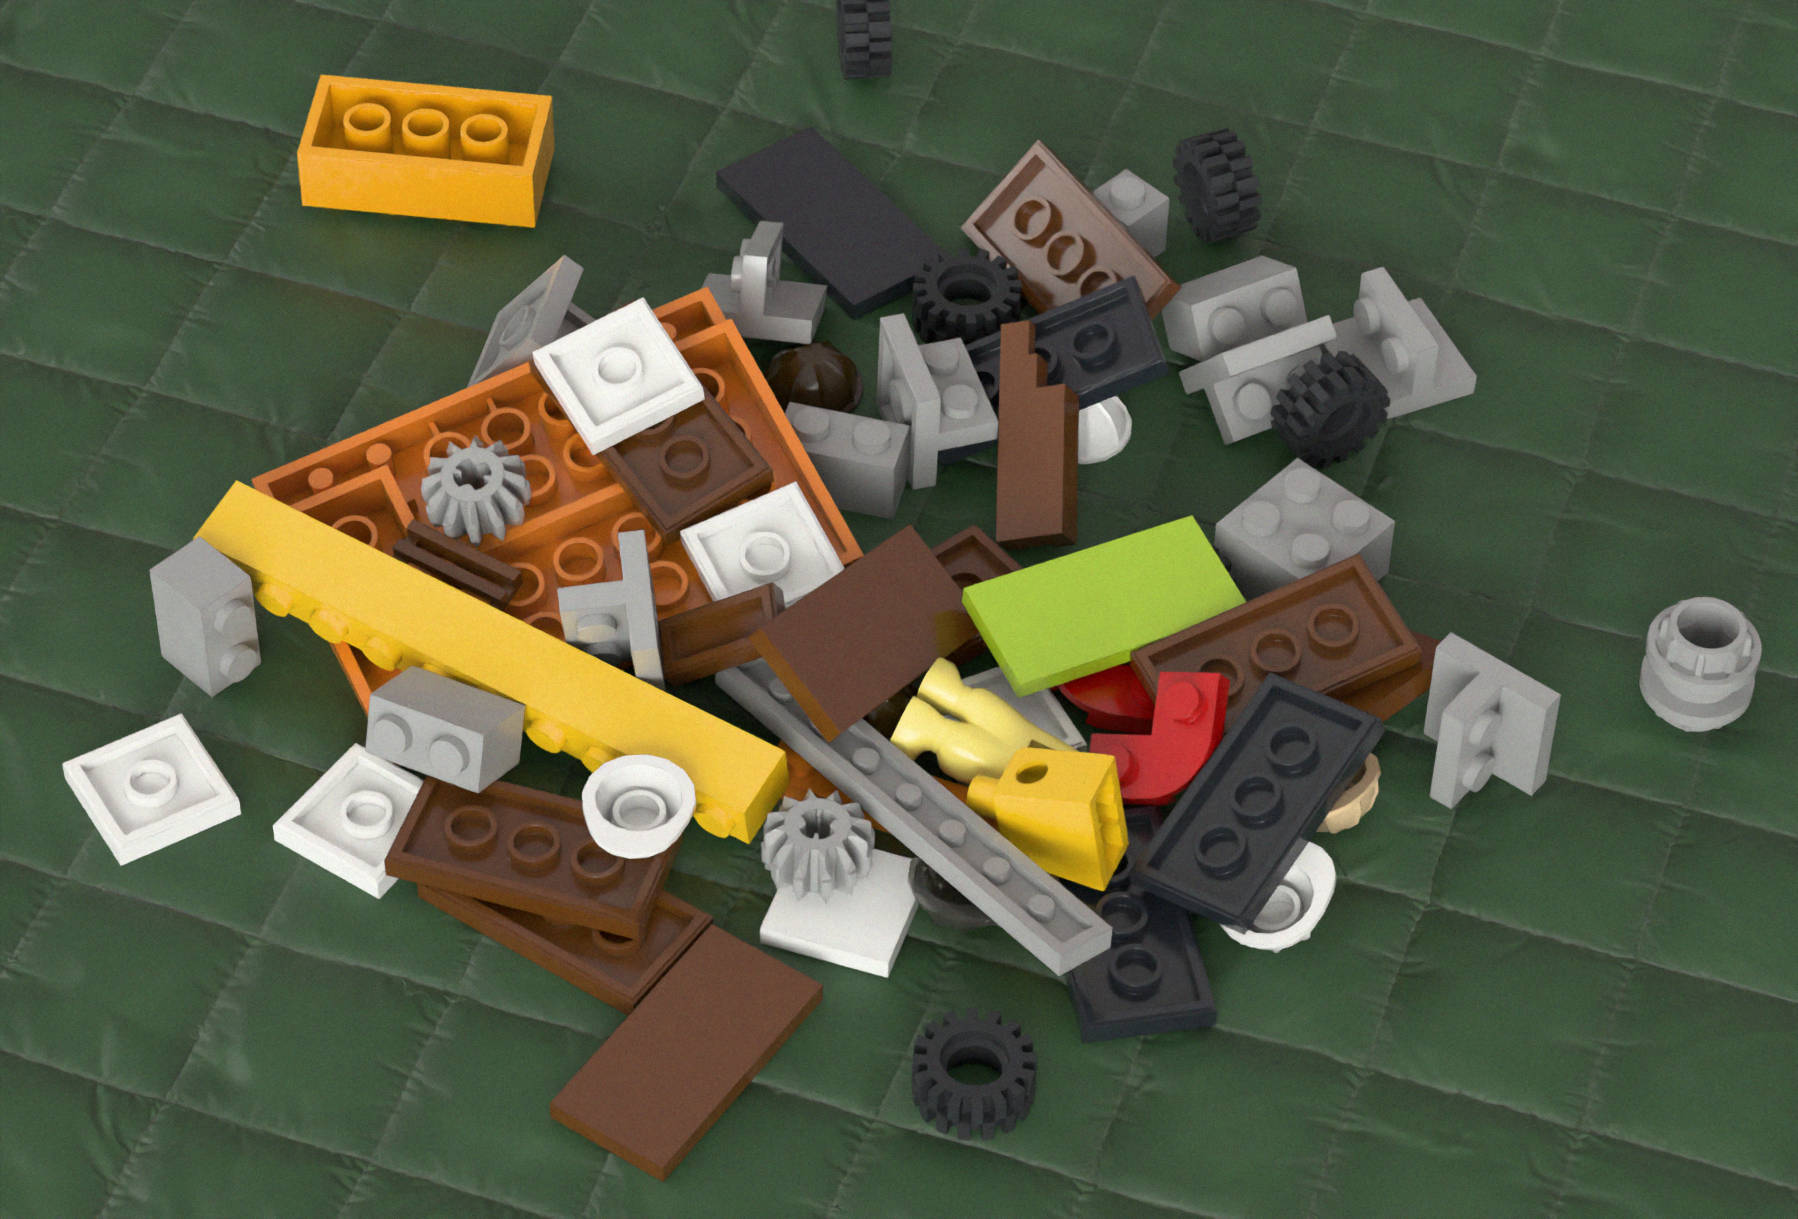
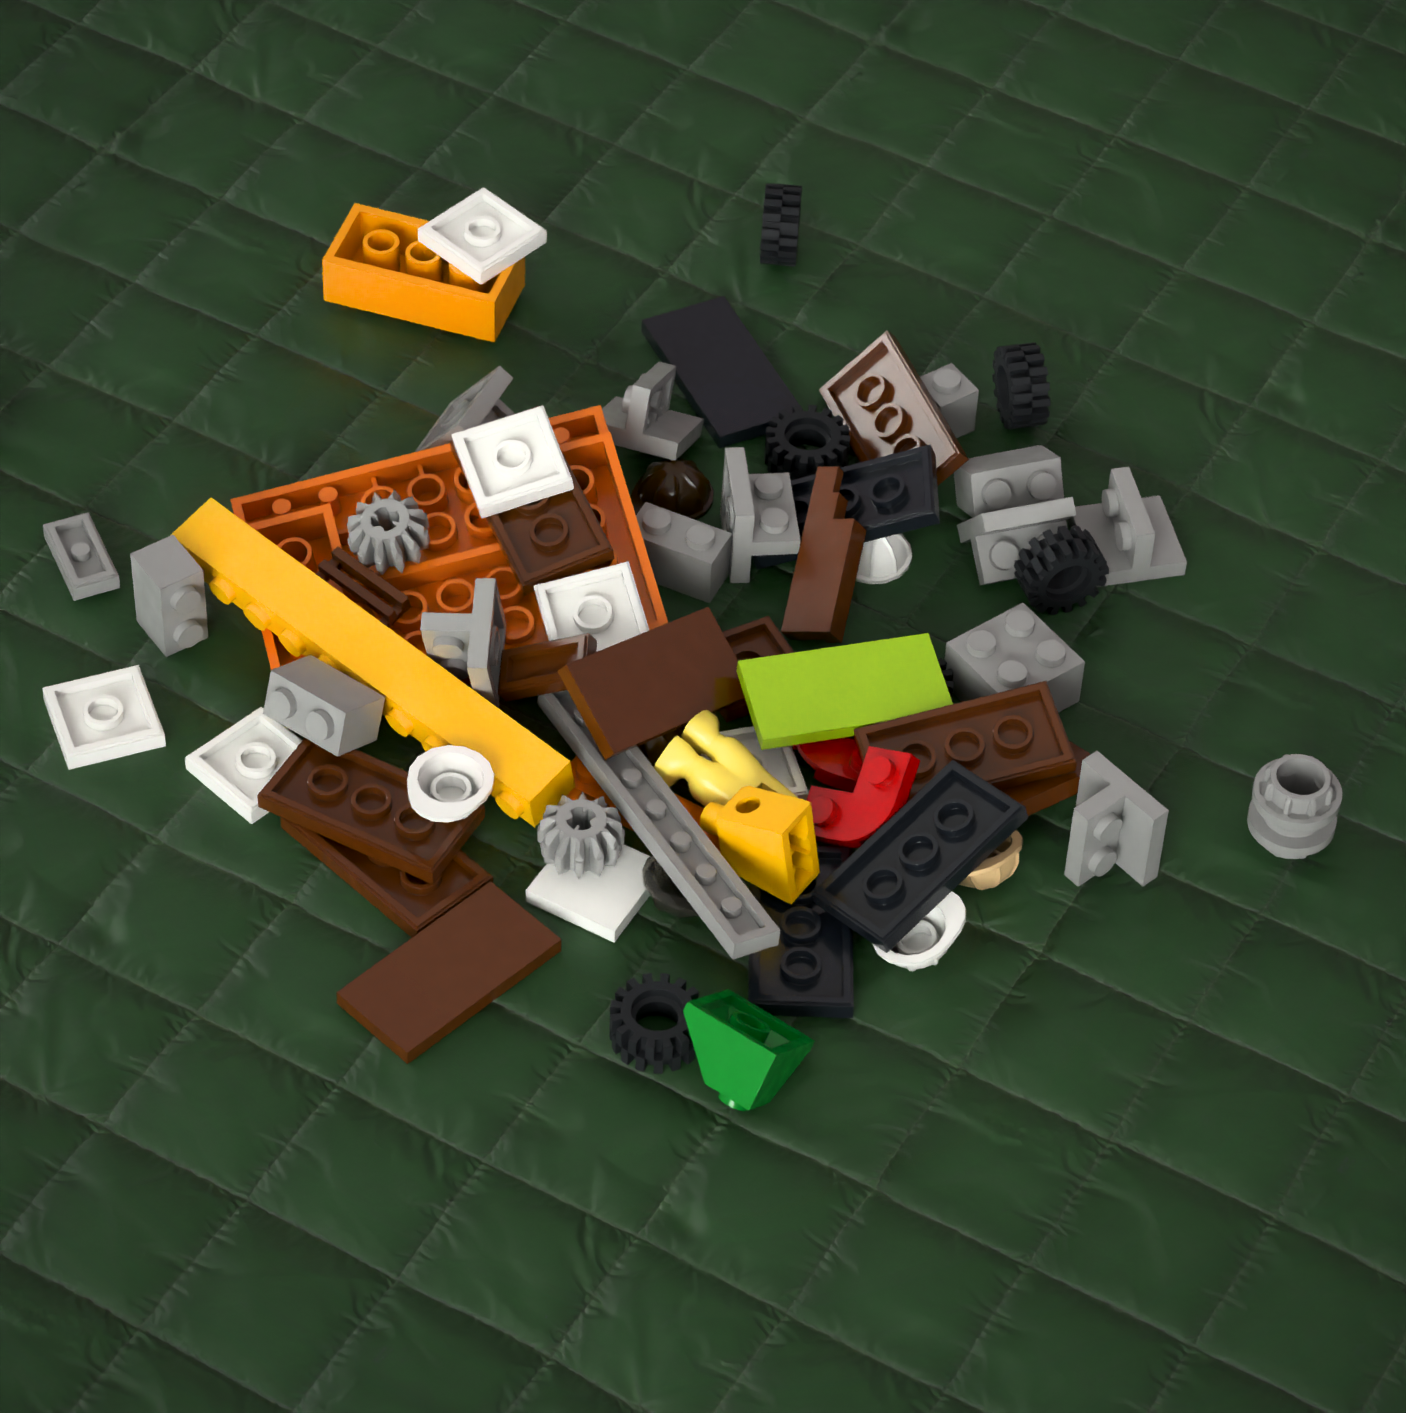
camera: 10 degrees right, 0 degrees up
(71, 583) = (81, 556): none -> light grey plate
(496, 93) = (482, 235): none -> white tile
(1095, 1090) = (743, 1048): none -> green slope

